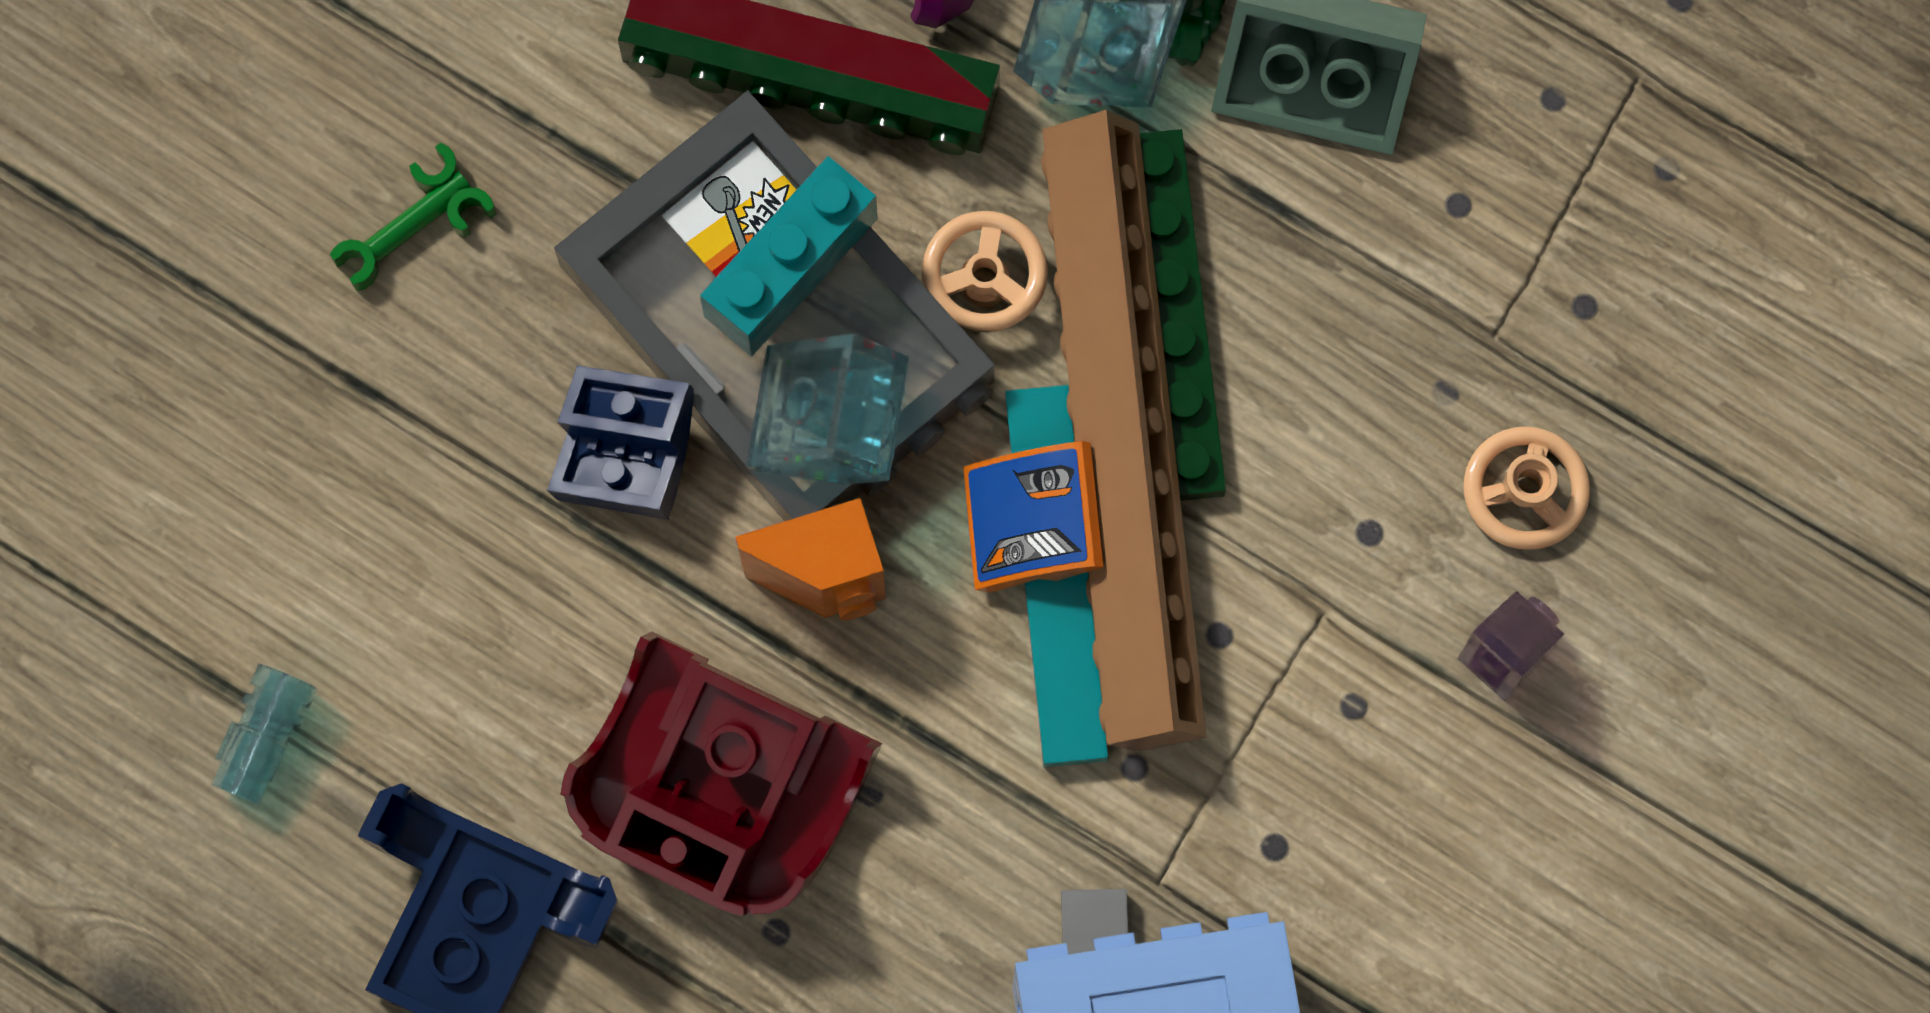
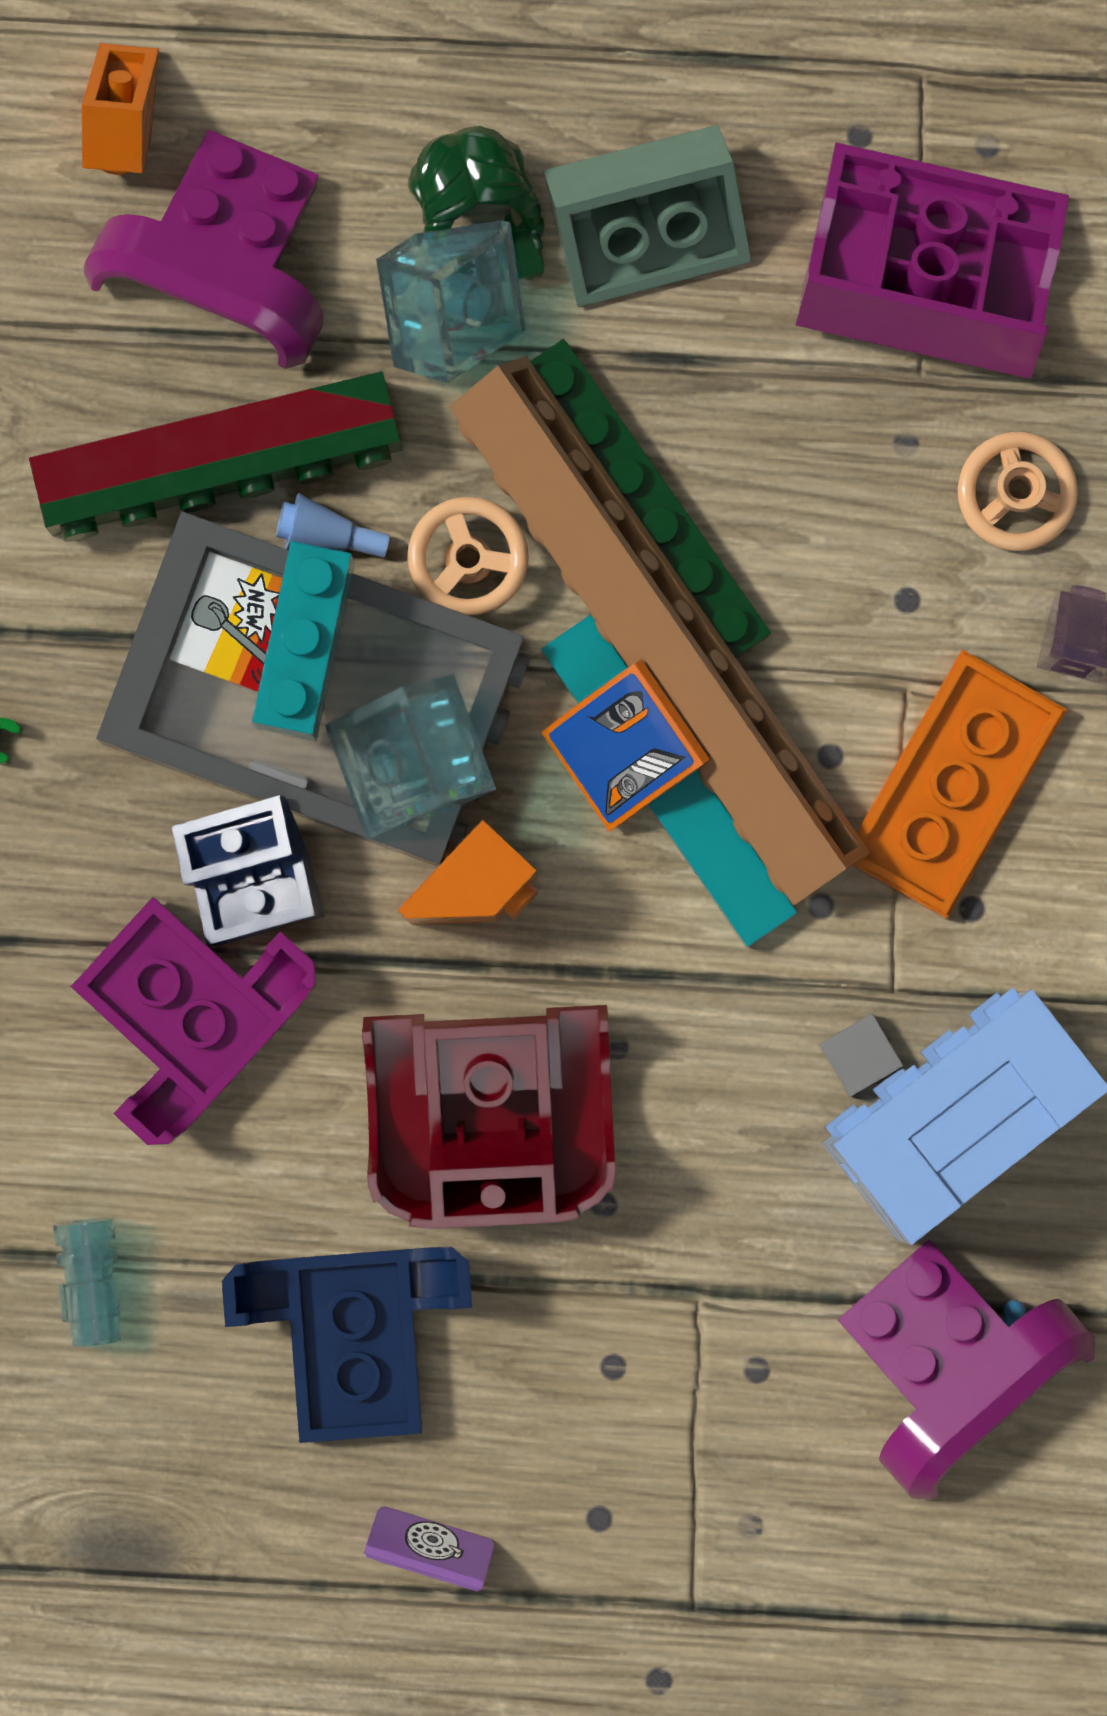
camera: 25 degrees left, 10 degrees up
(494, 541) = (189, 1013): none -> magenta piece
(867, 168) = (319, 526): none -> light blue cone
(1322, 722) = (955, 783): none -> orange tile
(1559, 239) = (933, 260): none -> magenta piece

